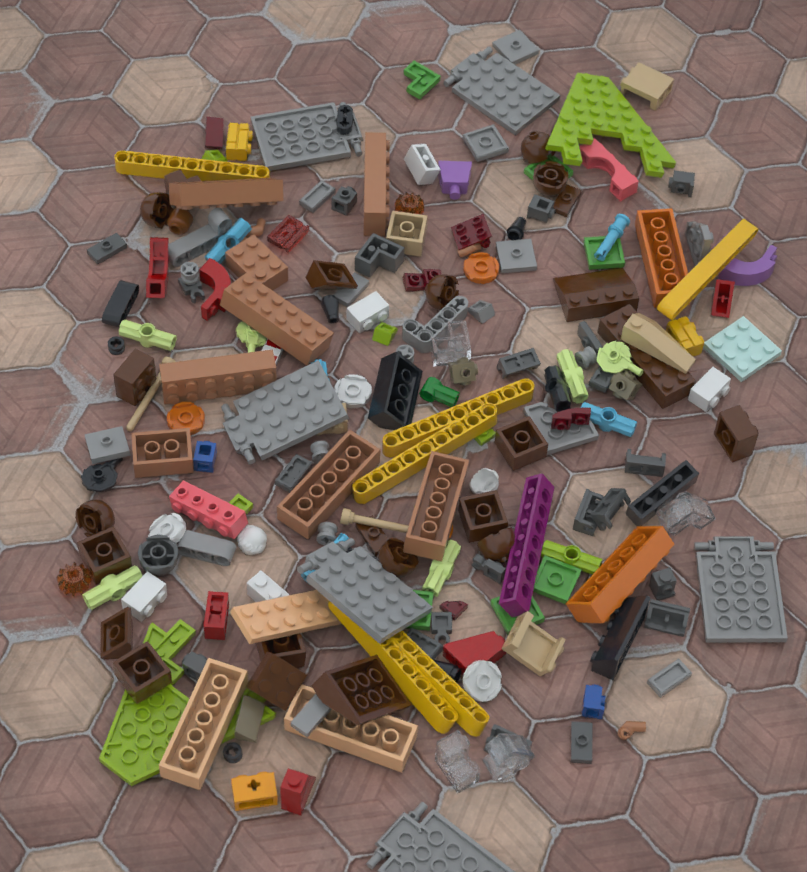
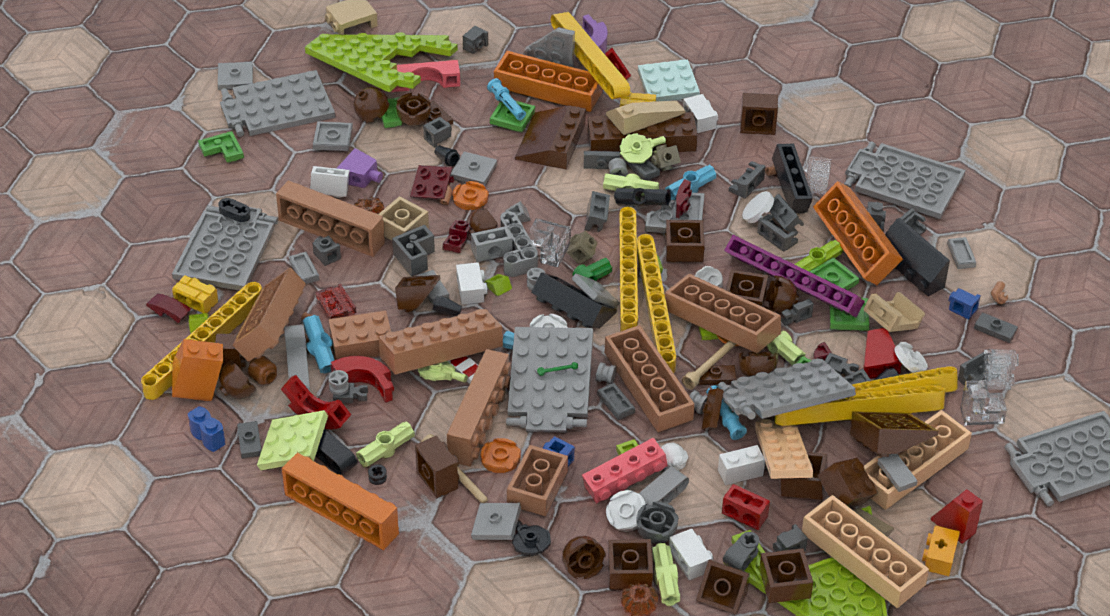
camera: 60 degrees left, 10 degrees down
(63, 331) = (340, 501): none -> orange brick
(97, 215) = (206, 428): none -> blue brick
(113, 273) = (292, 435): none -> yellowish green plate
(140, 176) = (196, 369): none -> orange slope
(156, 631) = (742, 551): none -> dark grey piece
(296, 420) = (541, 371): none -> green hinge
(315, 544) = (712, 409): none -> reddish brown plate
(411, 401) = (595, 290): none -> light grey plate
(420, 304) = (491, 243): none -> light grey brick
(605, 483) = (757, 206): none -> white tile

